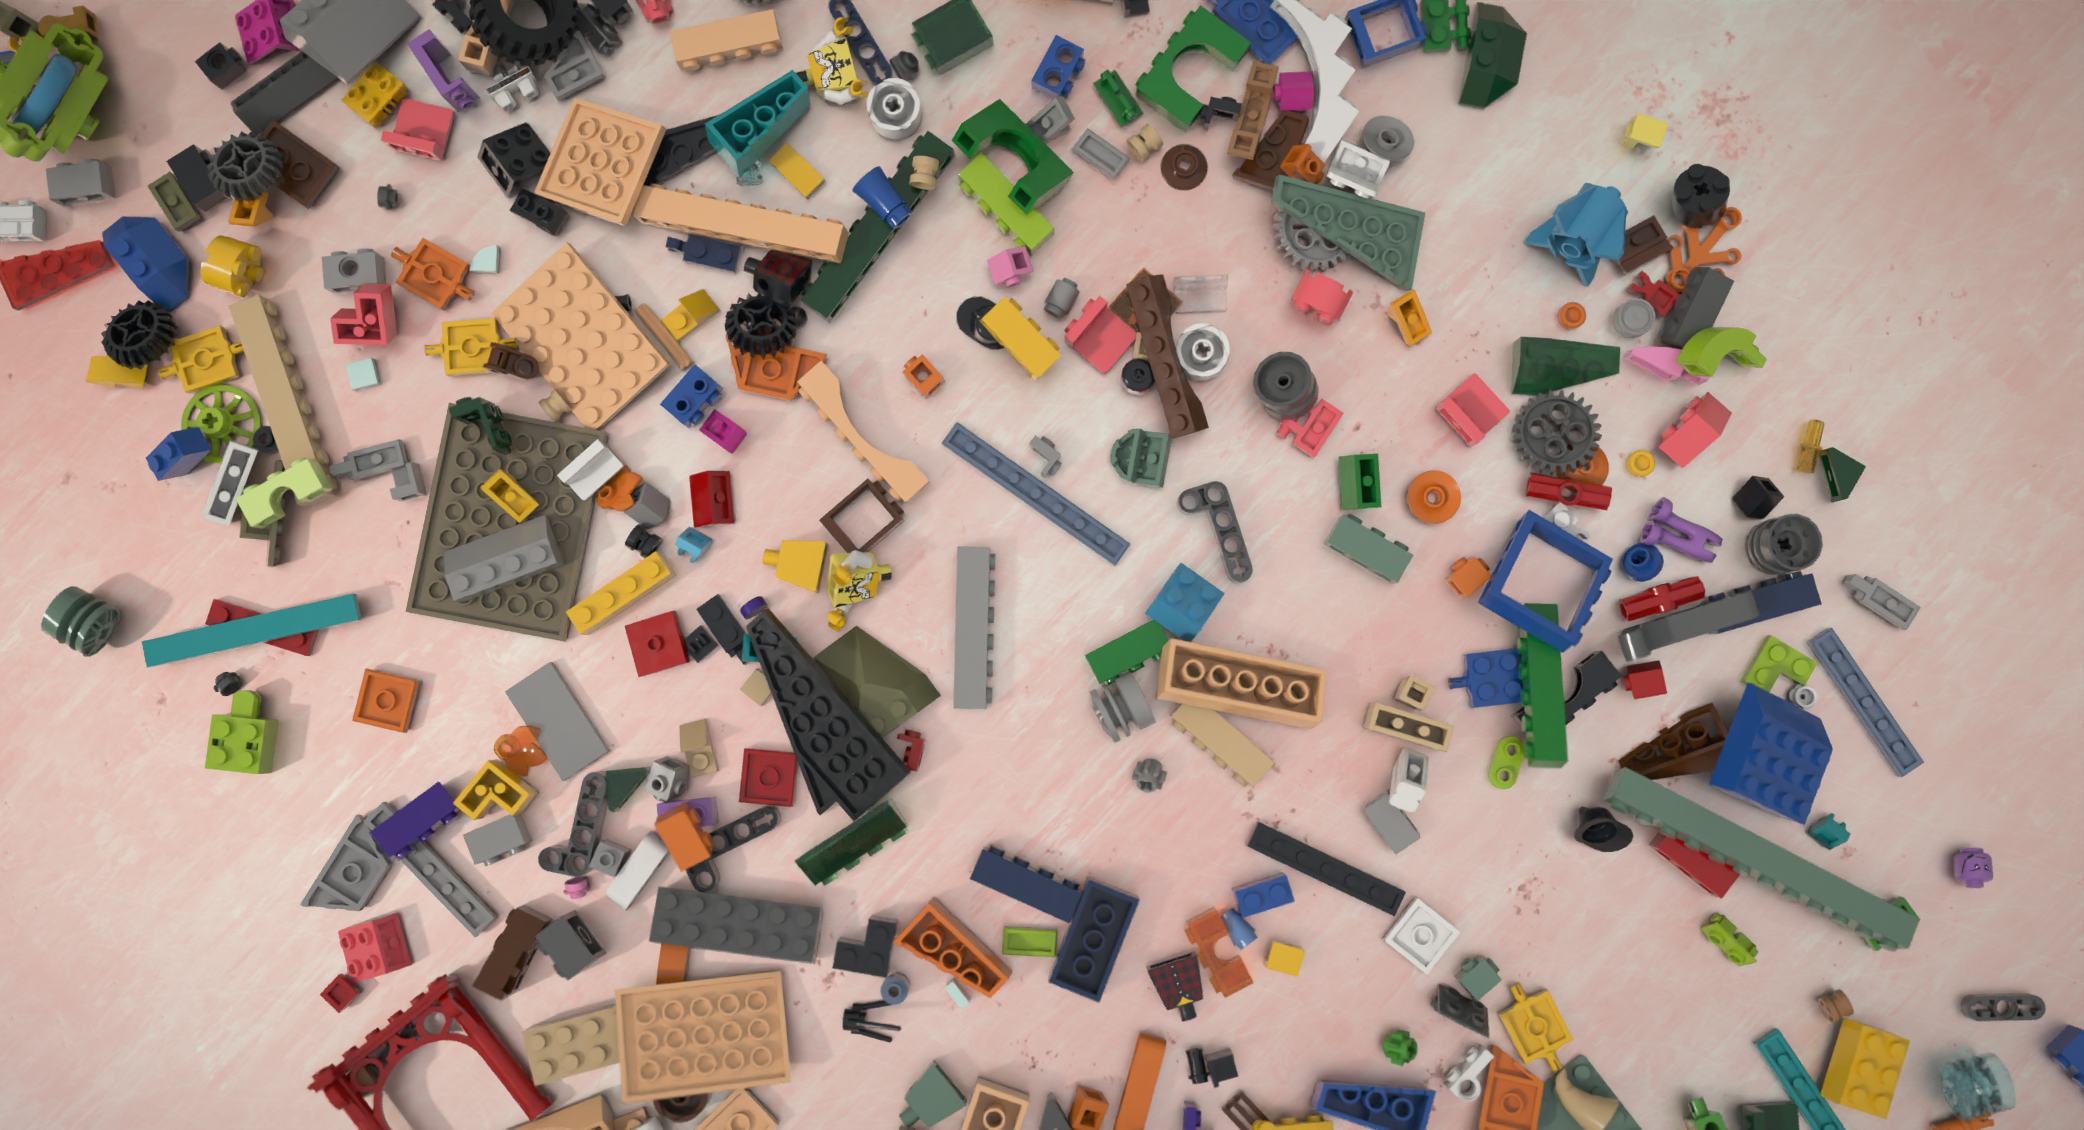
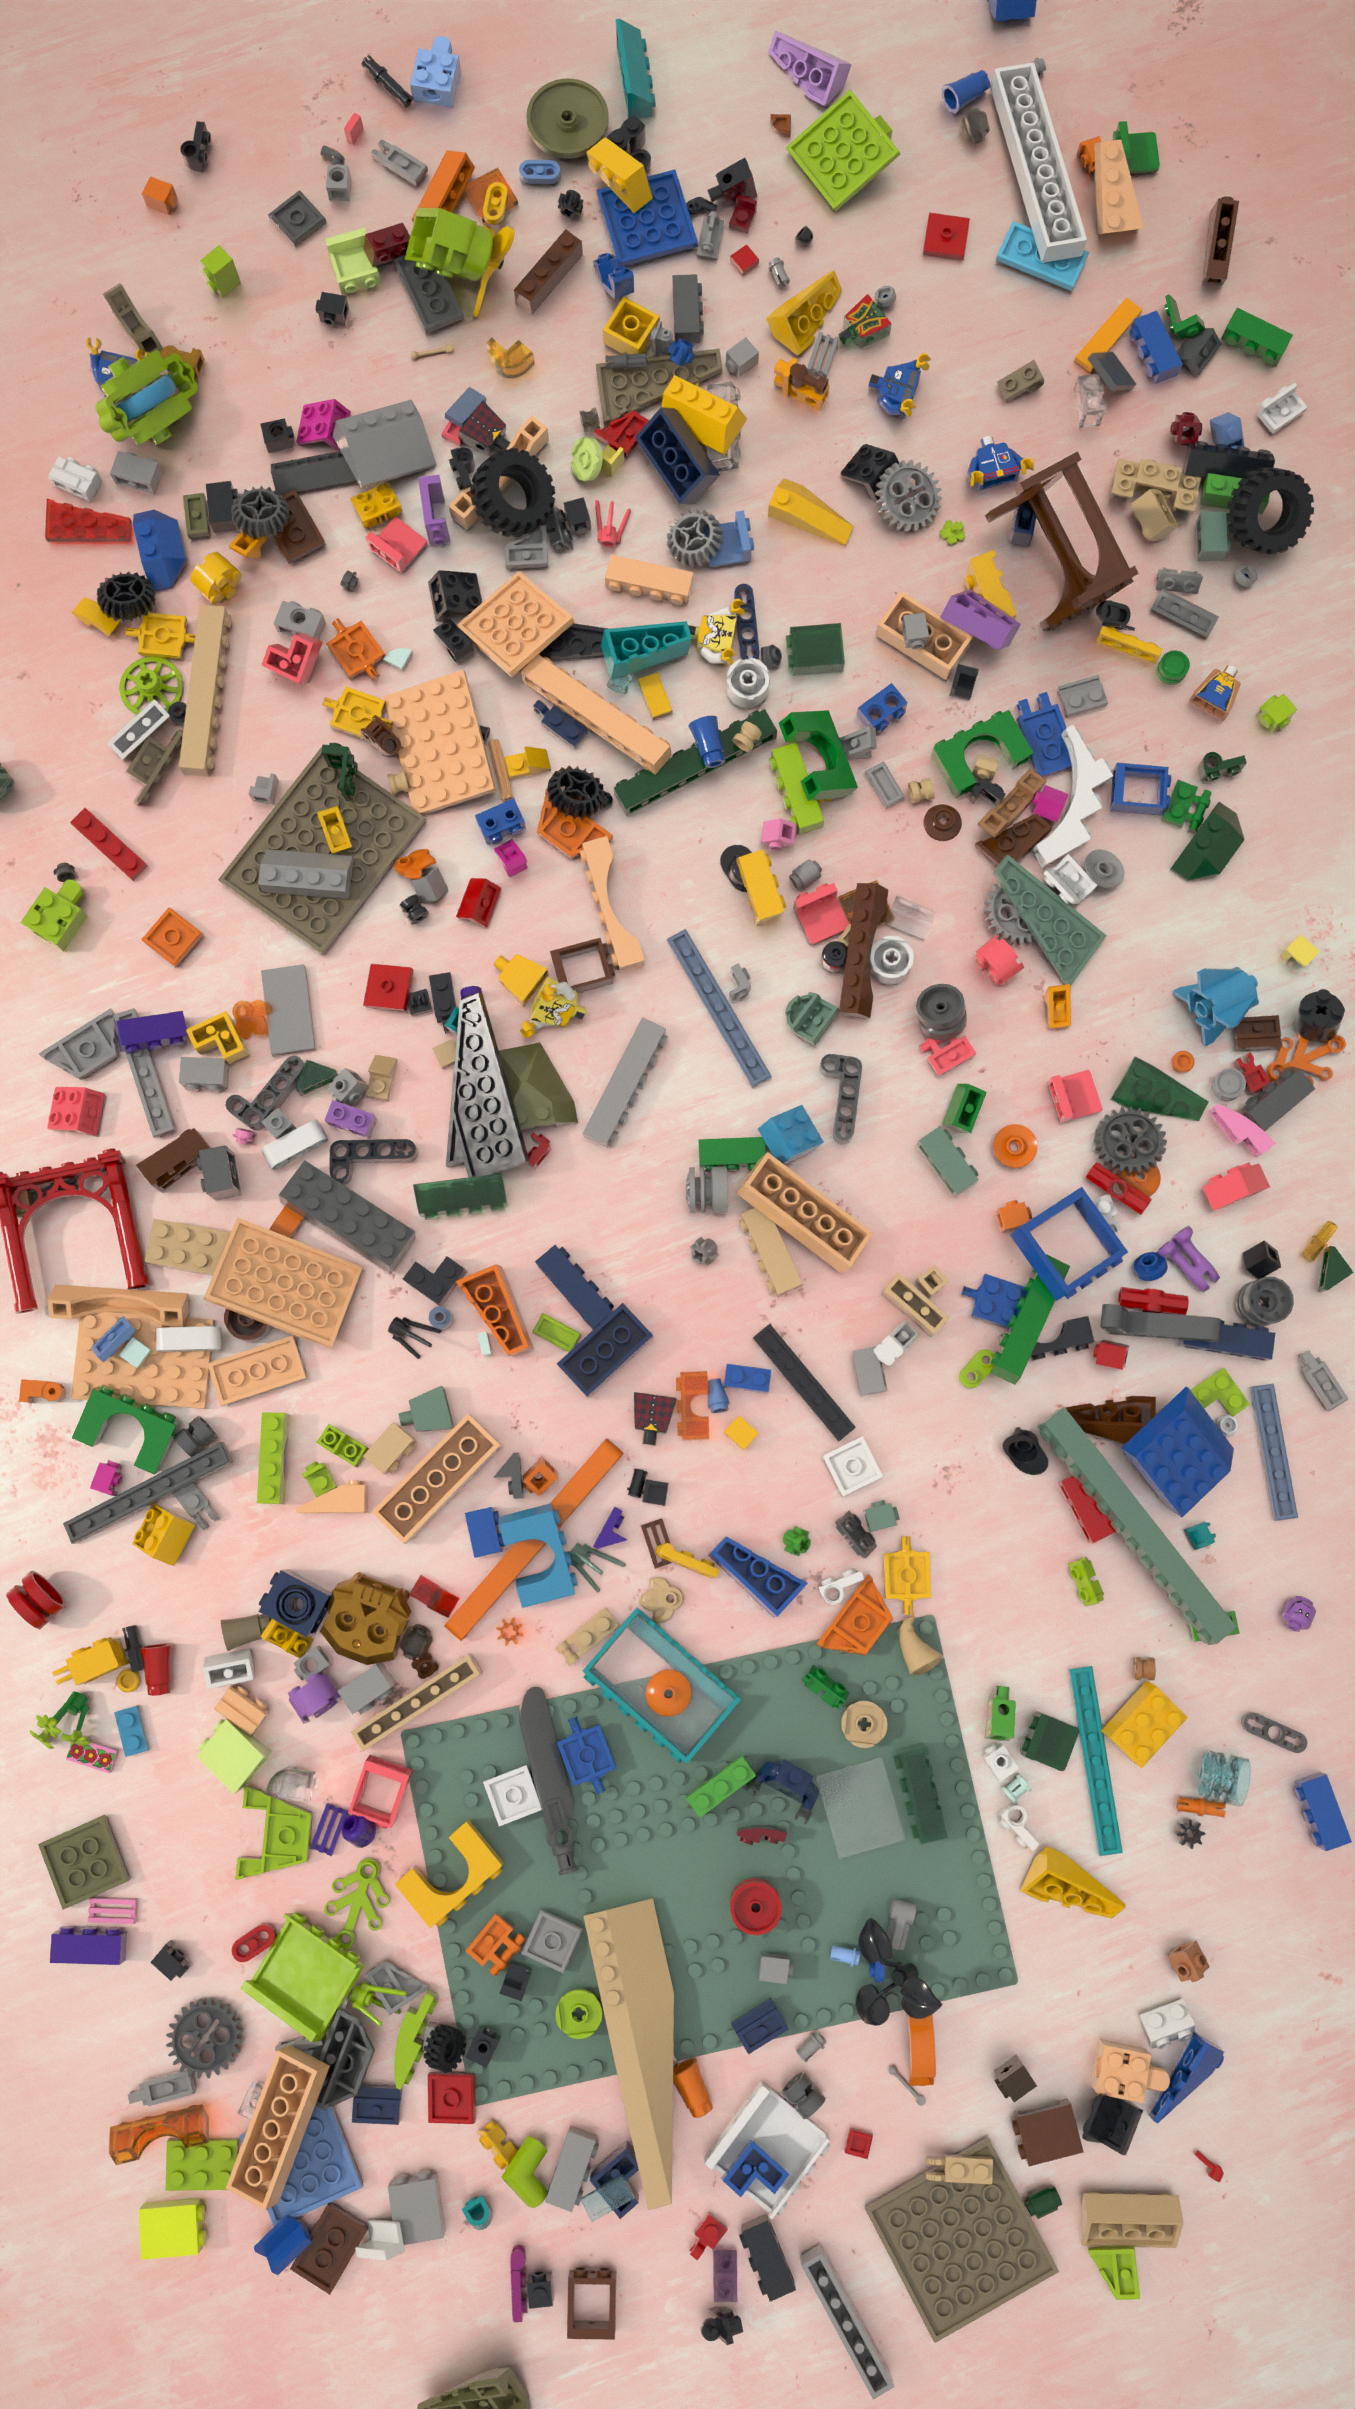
camera: 25 degrees right, 5 degrees down
(178, 453) = (112, 692): blue brick -> none
(251, 630) = (101, 841): teal tile -> none
(262, 502) = (156, 751): yellowish green arch -> none
(340, 993) = (35, 1131): red plate -> none
(363, 374) = (270, 698): light aqua tile -> none
(371, 461) = (246, 761): light grey hinge -> none
(511, 82) = (478, 540): white hips -> none
(591, 470) = (401, 839): white panel -> none
(621, 593) = (380, 938): yellow brick -> none
(684, 836) = (341, 1130): orange brick -> none
(693, 543) = (450, 926): medium azure tile -> none
(768, 777) = (422, 1122): red plate -> none
(779, 275) = (606, 763): black torso -> none
(921, 364) = (679, 892): orange brick -> none
(1117, 97) = (916, 749): green hinge -> none
(1204, 82) = (985, 767): none -> tan bracket
(1303, 164) = (1031, 858): orange brick -> none
(1640, 463) = (1184, 1194): yellow tile -> none
(1710, 345) = (1270, 1127): lime arch -> none

